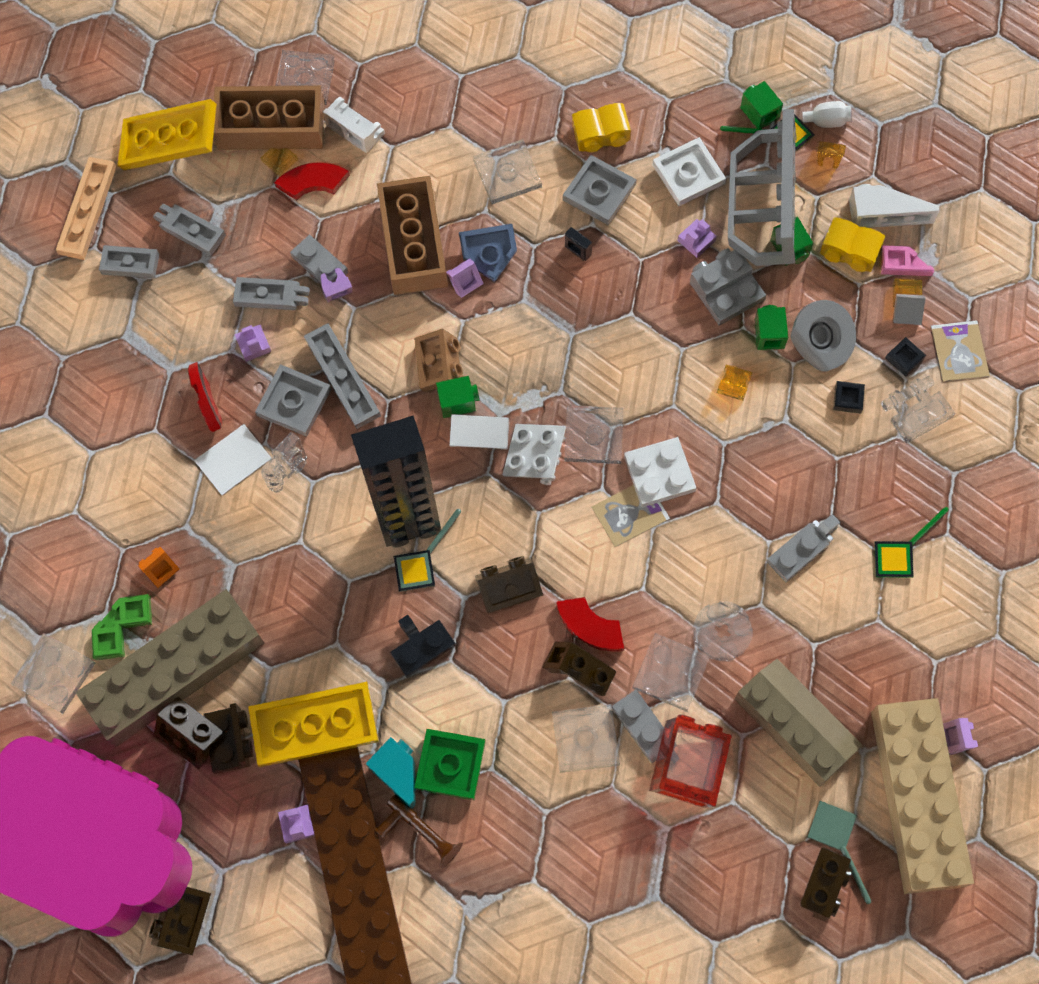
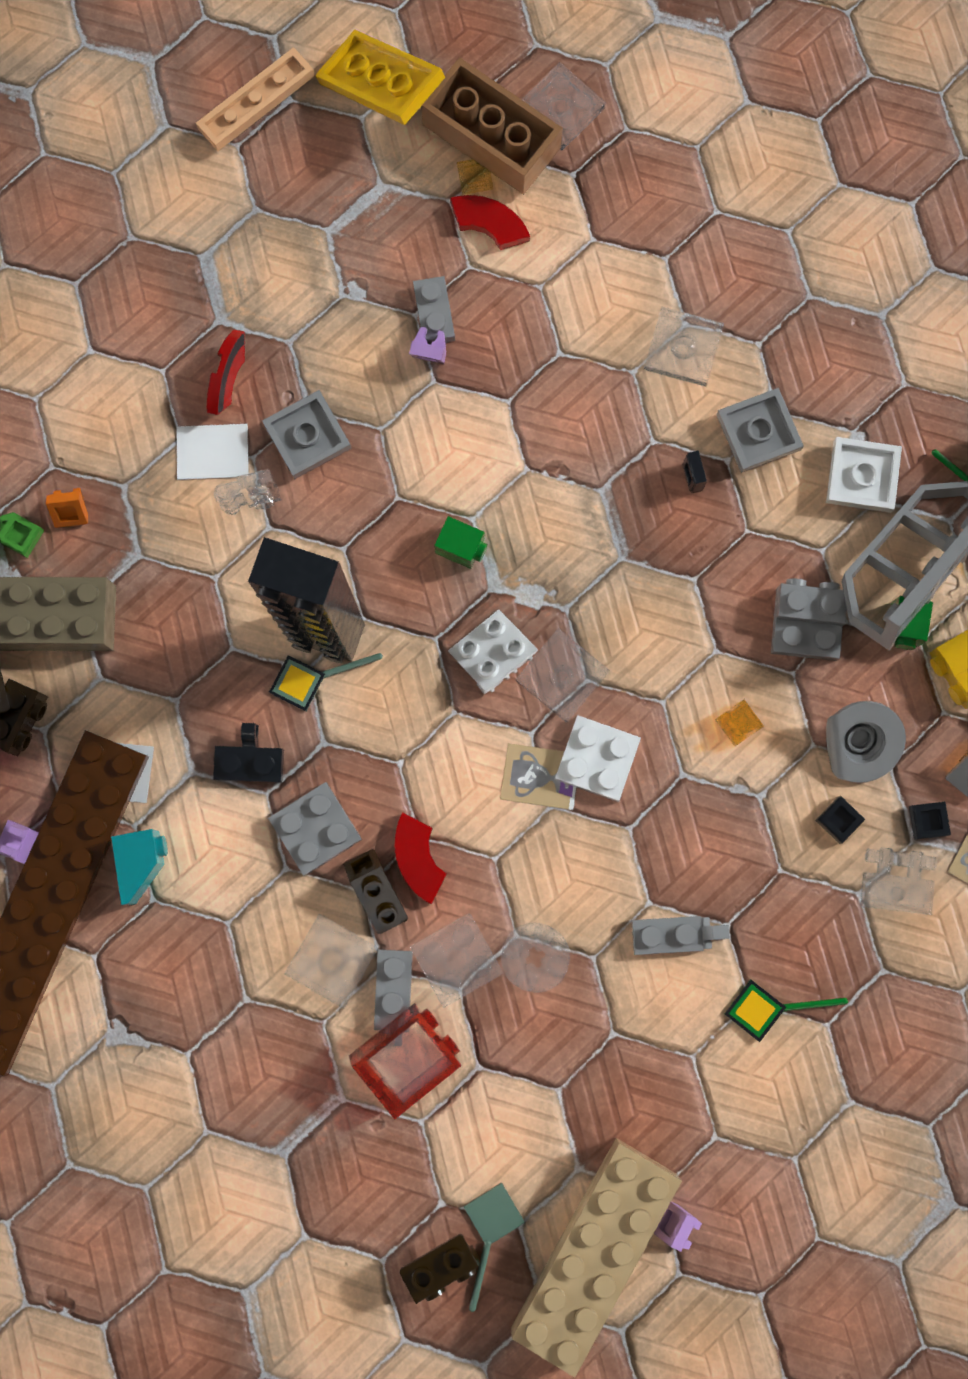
camera: 35 degrees right, 10 degrees up
(129, 261) = (255, 183): light grey plate -> none
(190, 228) = (337, 190): light grey hinge -> none
(252, 342) = (312, 348): lavender tile -> none
(269, 293) = (362, 310): light grey hinge -> none
(313, 724) = (92, 764): yellow plate -> none
(342, 376) = (369, 443): light grey plate -> none
(352, 125) = (570, 190): white hinge -> none
(402, 811) = (127, 968): reddish brown piece -> none
(412, 235) = (538, 347): medium nougat brick -> none
(437, 358) = (471, 492): medium nougat bracket -> none
(450, 764) = (190, 892): green plate -> none
(465, 278) = (558, 427): lavender tile -> none
(479, 431) = (454, 594): white hinge -> none
(489, 249) = (604, 415): sand blue plate -> none
(504, 658) = (315, 829): none -> light grey plate
(508, 584) = (370, 762): dark brown bracket -> none
(601, 127) = (811, 366): yellow brick -> none
(697, 237) = (818, 549): lavender tile -> none
(771, 327) = (818, 694): green brick -> none
(797, 721) = (539, 1098): dark tan slope -> none

